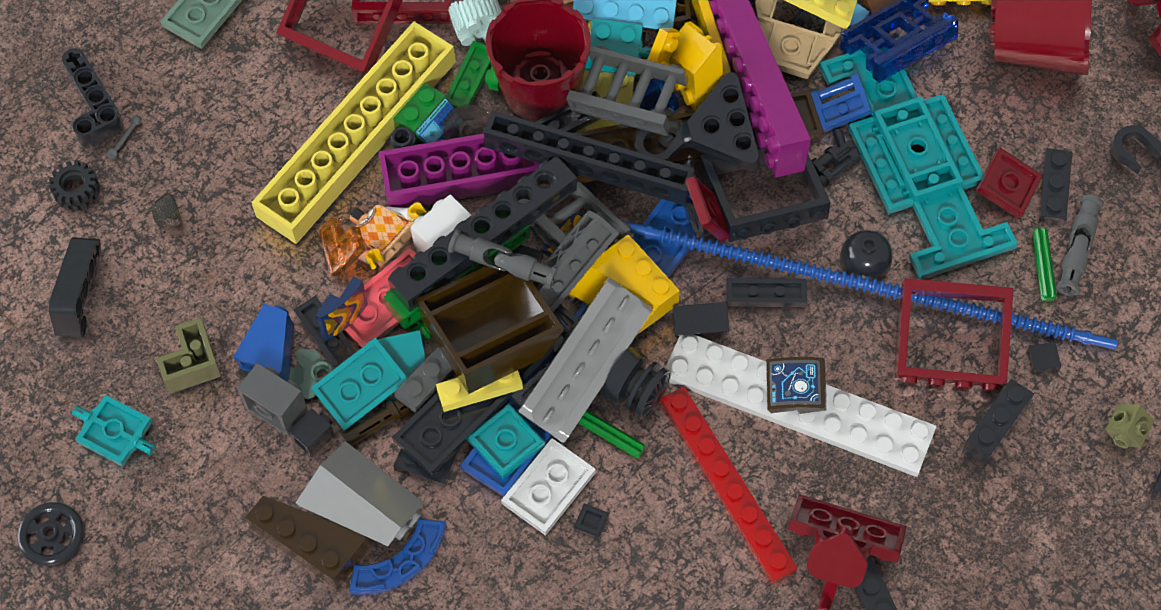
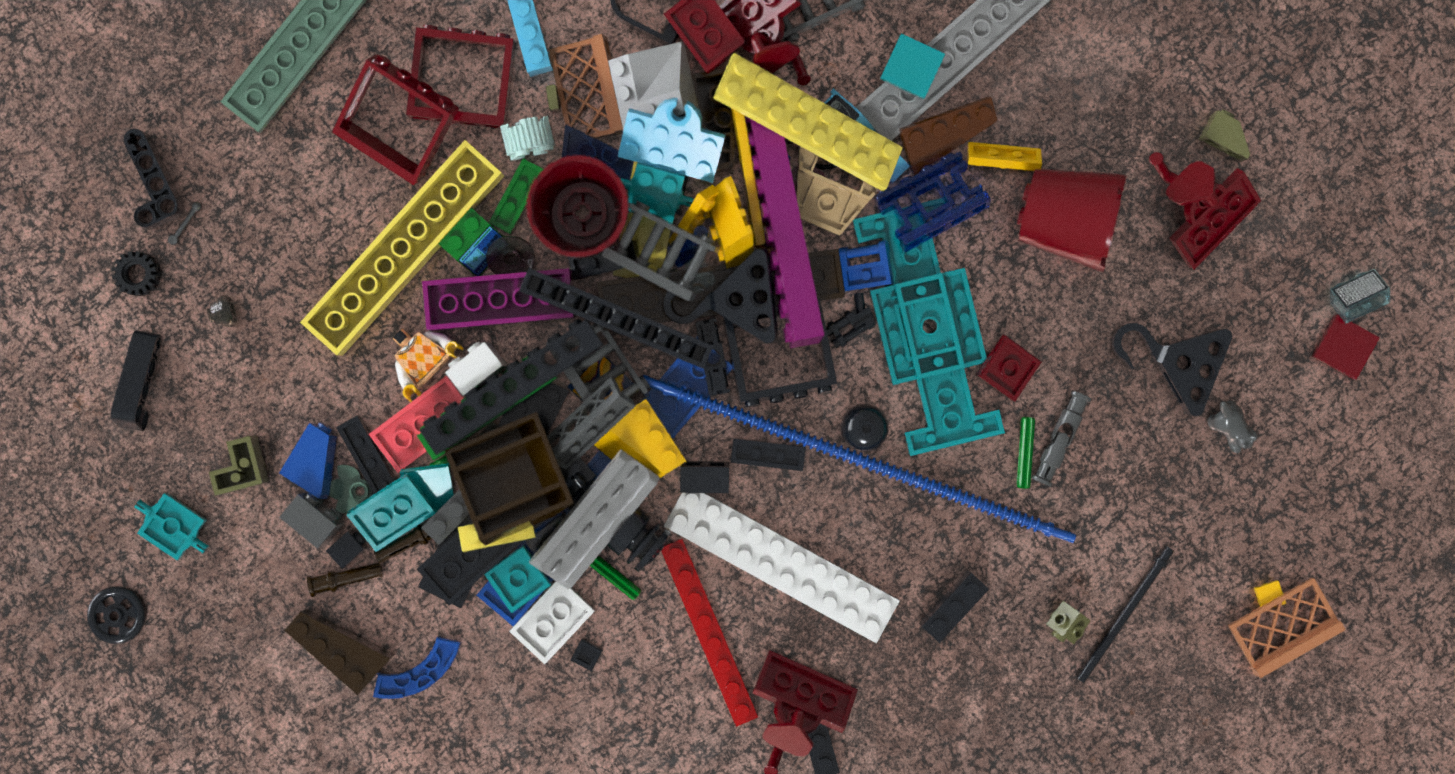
camera: 10 degrees right, 25 degrees up
(297, 468) = (333, 580): none -> dark brown pin
(341, 247) = (382, 375): clear orange plate -> none
(341, 312) = (373, 448): dark blue slope -> none
(361, 497) = (386, 623): light grey slope -> none
(402, 137) = (440, 267): black cone -> none
(516, 264) = (540, 433): dark grey piece -> none
(707, 208) = (721, 384): dark red tile -> none
(796, 384) = (780, 555): slope -> none
(960, 291) = (936, 484): dark red window -> none
(1044, 357) = (1007, 544): black tile -> none
(1055, 186) = (1052, 372): black plate -> none

